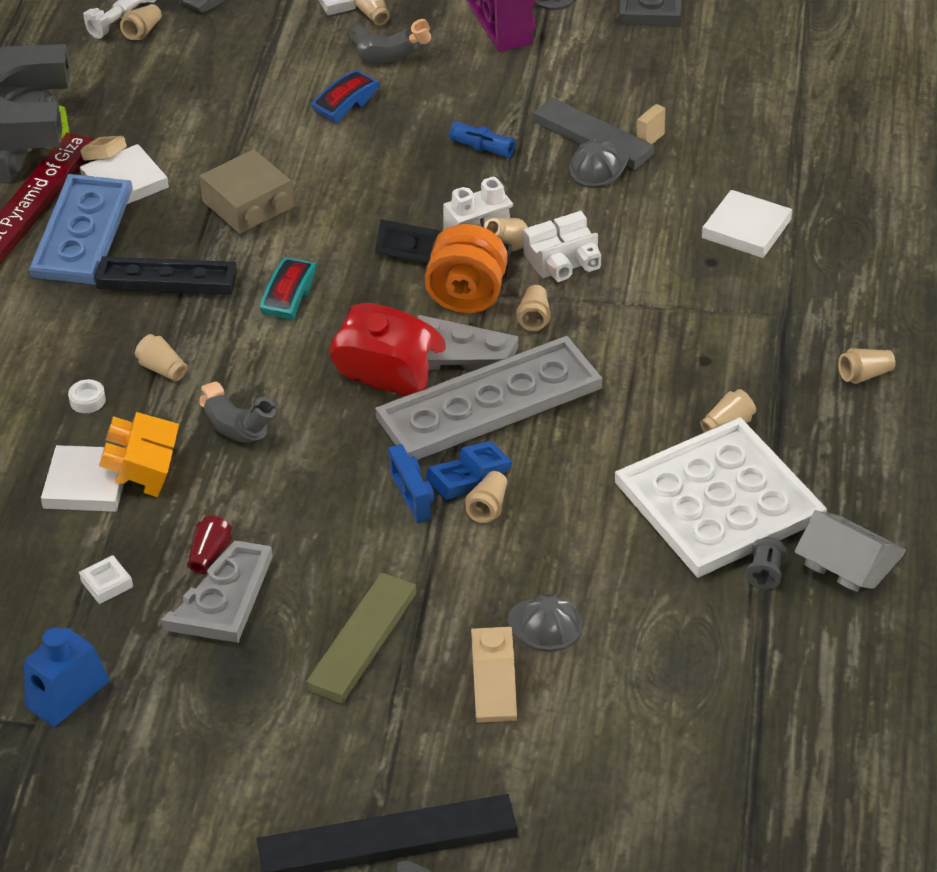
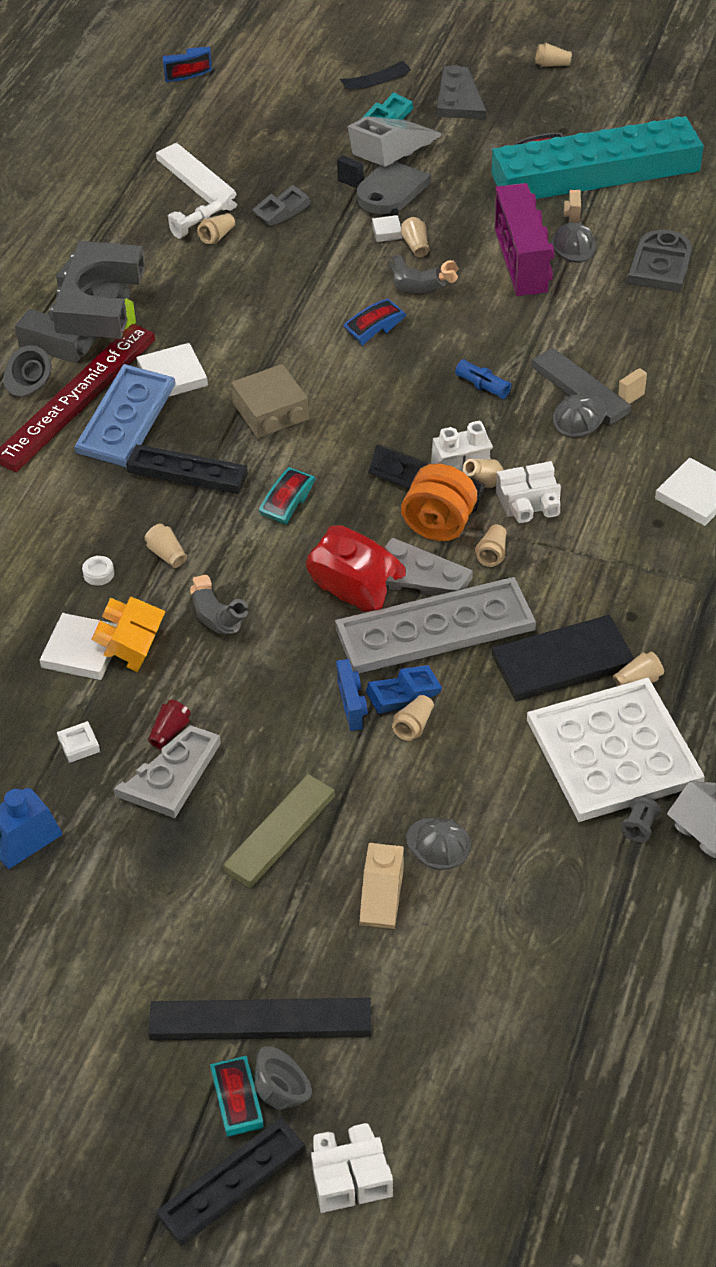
camera: 10 degrees right, 5 degrees up
(103, 148) = (159, 342): tan tile -> none
(638, 412) = (562, 657): none -> black tile

